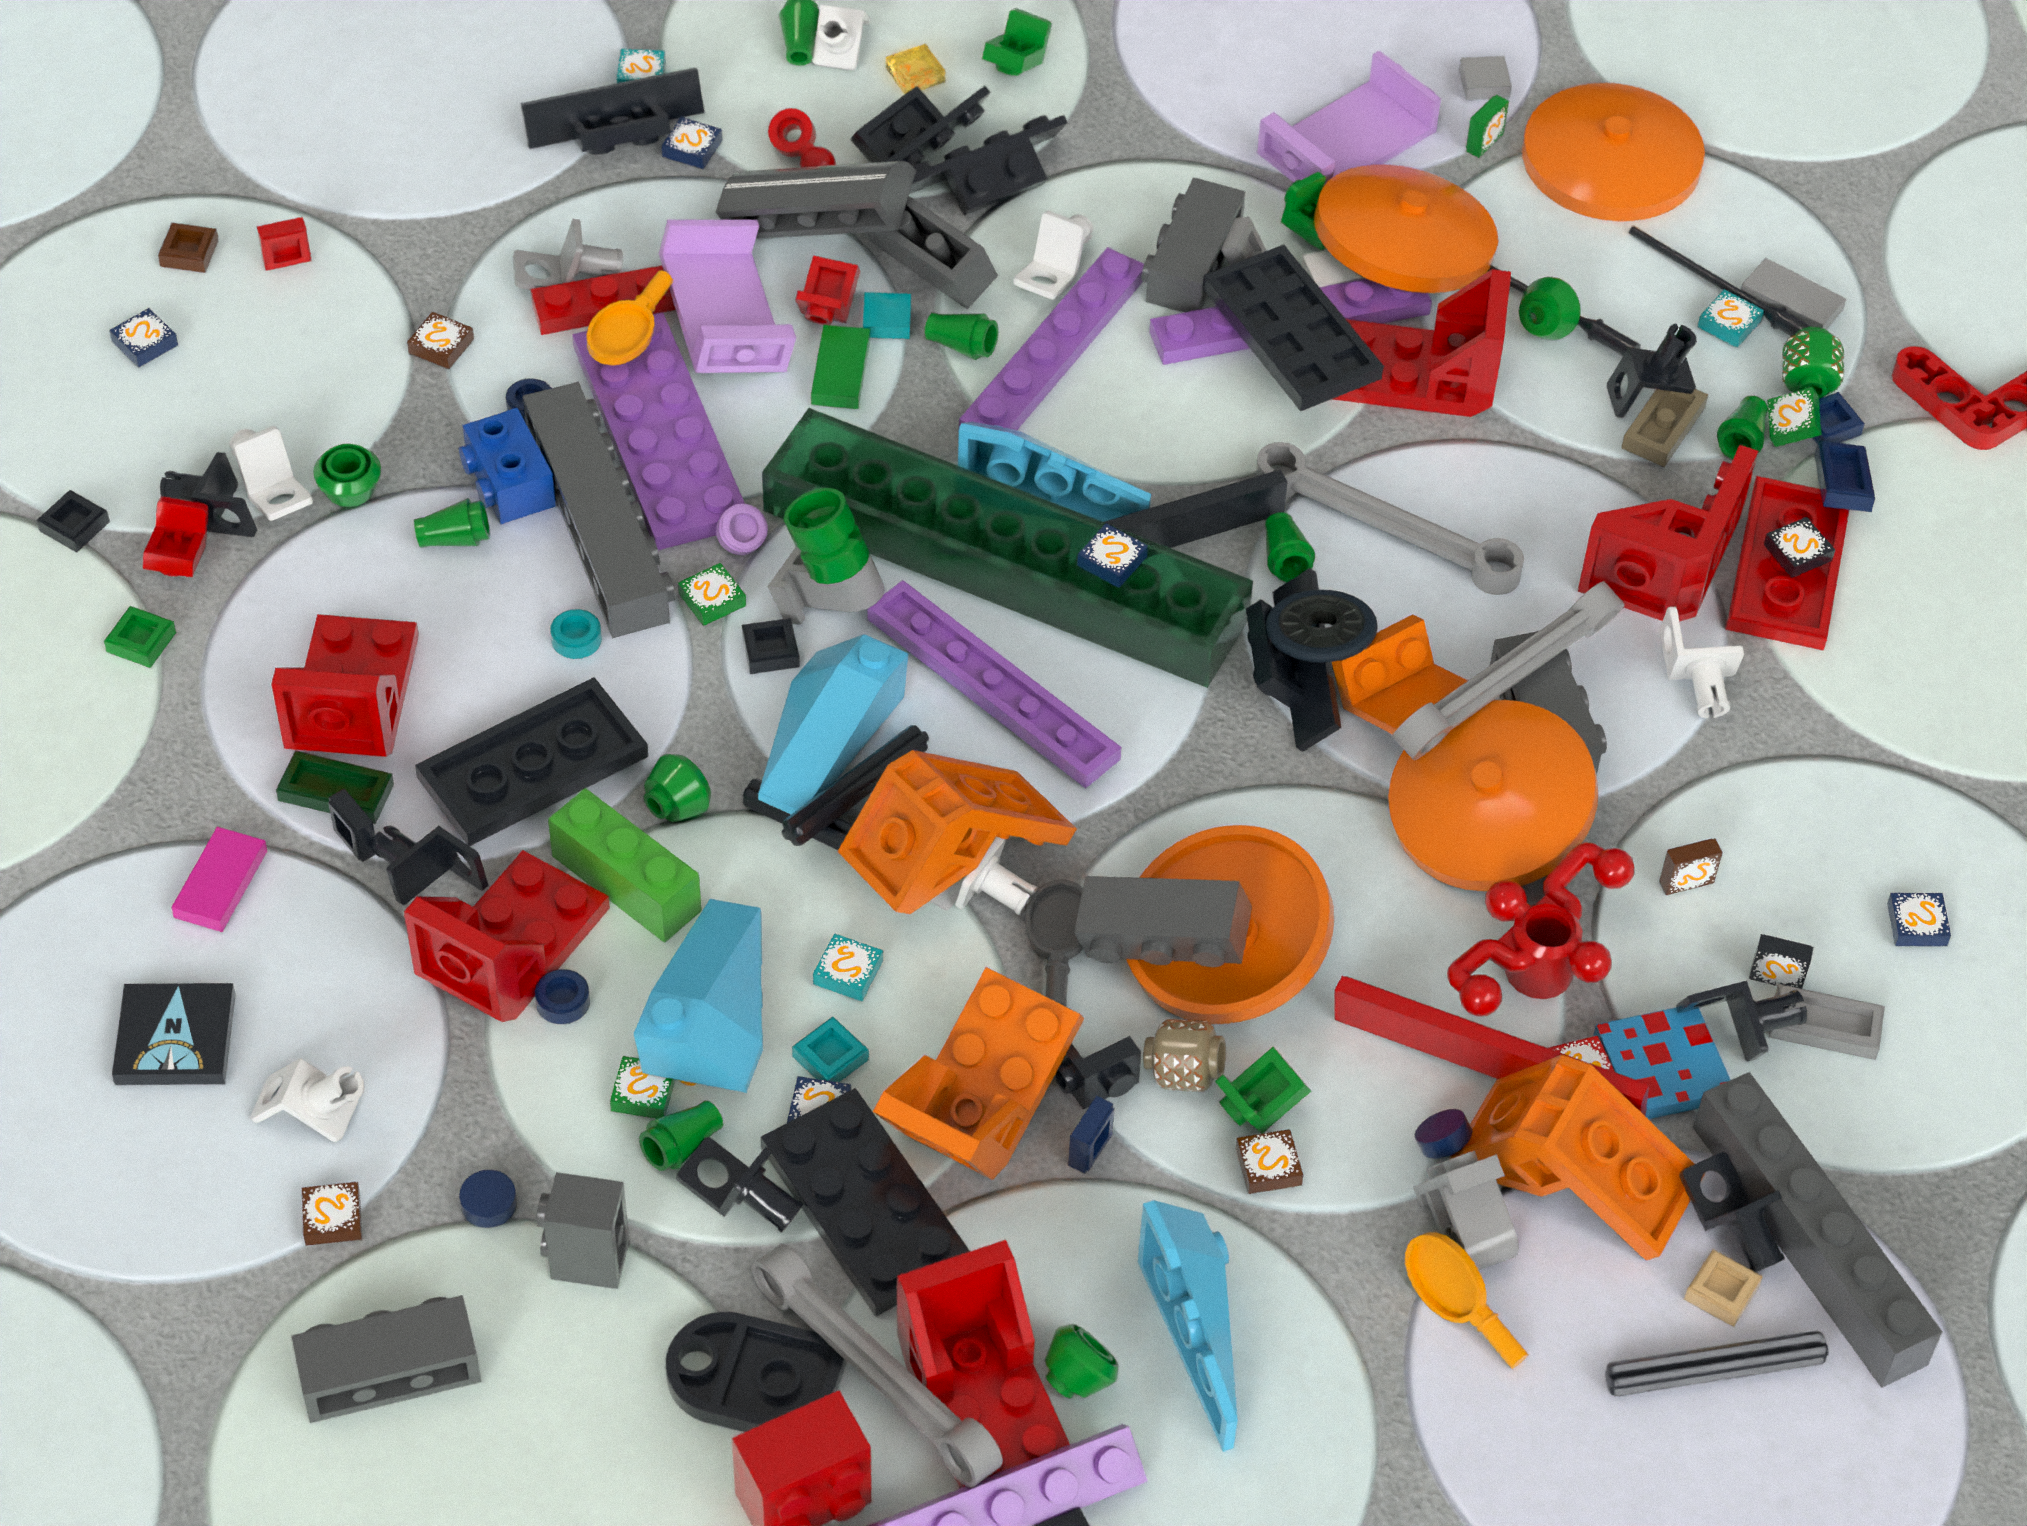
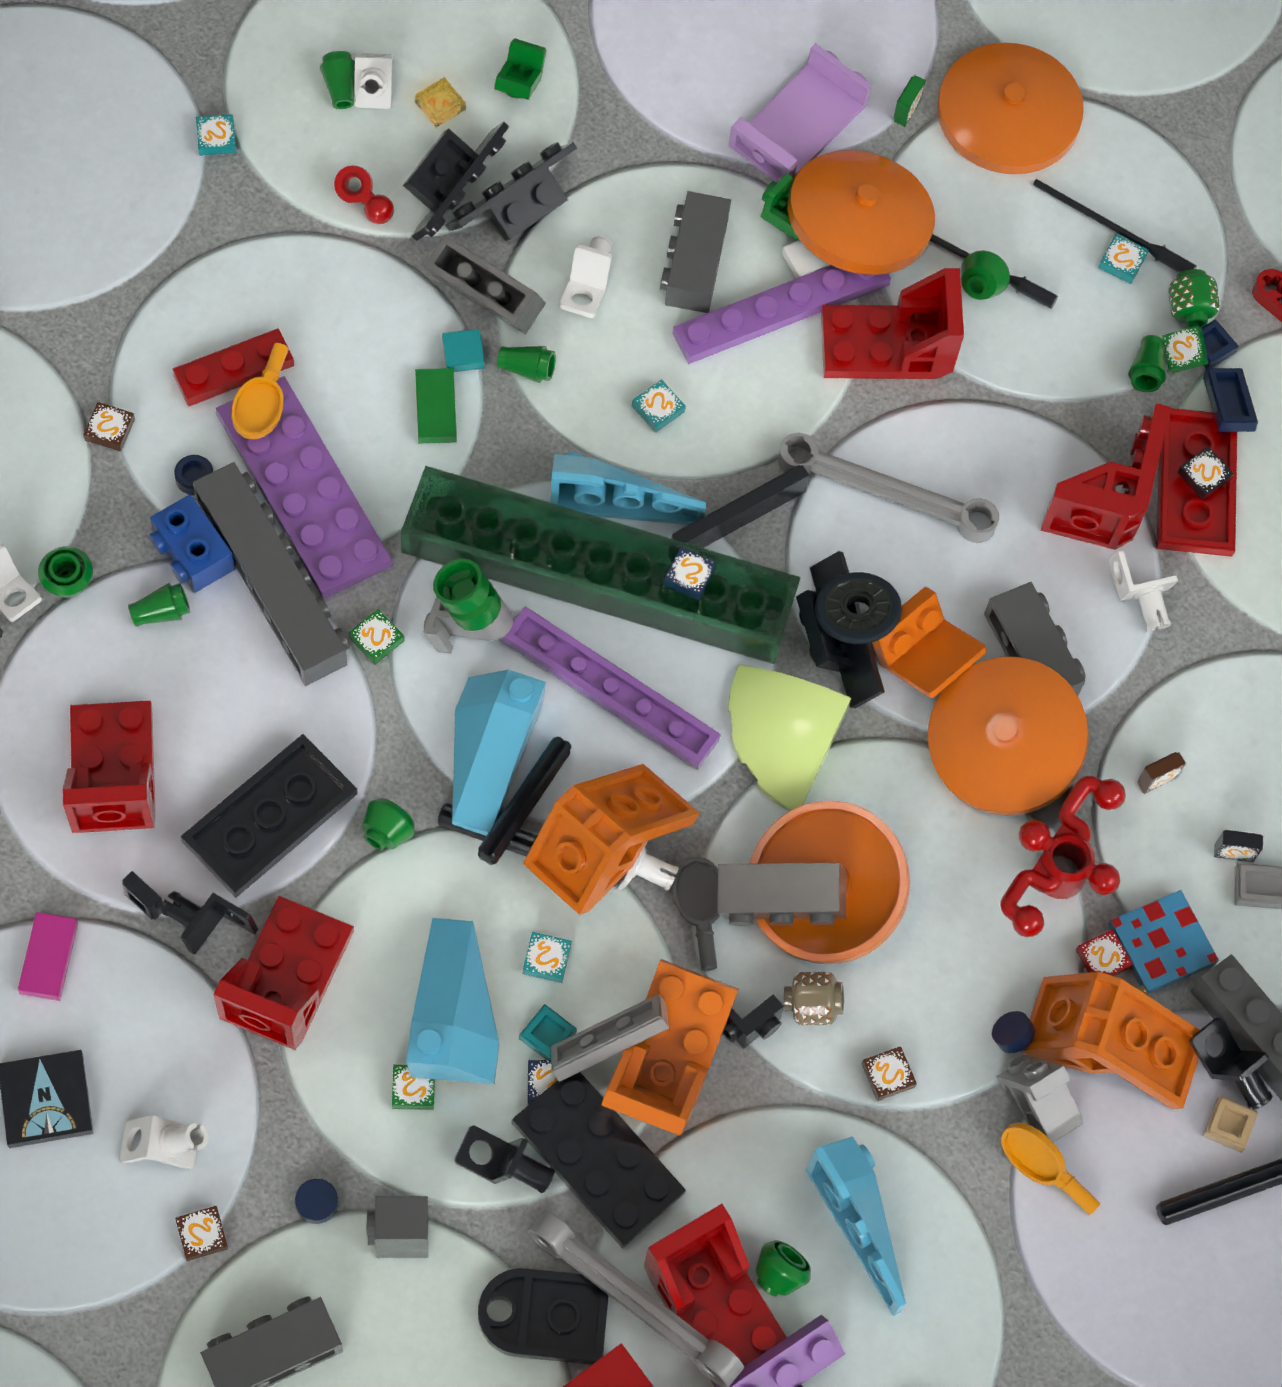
camera: 15 degrees left, 15 degrees up
(313, 779) = (117, 856): dark green tile -> none
(562, 996) = (335, 1017): dark blue tile -> none
(574, 258) = (196, 339): light grey bracket -> none
(576, 634) = (277, 689): teal tile -> none
(614, 113) = (206, 186): black bracket -> none
(625, 865) = (361, 899): bright green brick -> none
(675, 1137) = (448, 1127): green cone -> none
(692, 142) = (272, 202): tile -> none
(723, 297) = (330, 358): lavender panel -> none
(741, 529) = (389, 575): lavender tile -> none
(770, 646) = (431, 677): black tile -> none
(819, 199) = (390, 257): dark grey brick -> none
(828, 291) = (413, 337): red bracket -> none
(903, 1048) = (609, 1037): none -> light grey tile
(1057, 342) = (601, 361): medium lavender plate -> none
(1091, 1135) = (756, 1076): dark blue tile -> none
(1115, 399) = (658, 406): none -> tile
(1206, 754) = (783, 730): none -> yellowish green brick
(1242, 241) = (736, 250): light grey tile -> none
(1262, 1091) = (876, 1018): green bracket -> none
(1287, 547) = (816, 529): green cone -> none
(1292, 327) = (789, 326): black plate -> none
(1433, 722) = (960, 687): light grey piece -> none
(1453, 1036) = (1021, 955): red tile -> none
(1485, 77) = (899, 49): light grey tile -> none
(1658, 369) = (1074, 326): black bracket -> none
(1663, 424) = (1087, 367): dark tan plate -> none
(1751, 1016) = (1222, 899): black bracket -> none
(1800, 296) = (1169, 229): light grey tile -> none

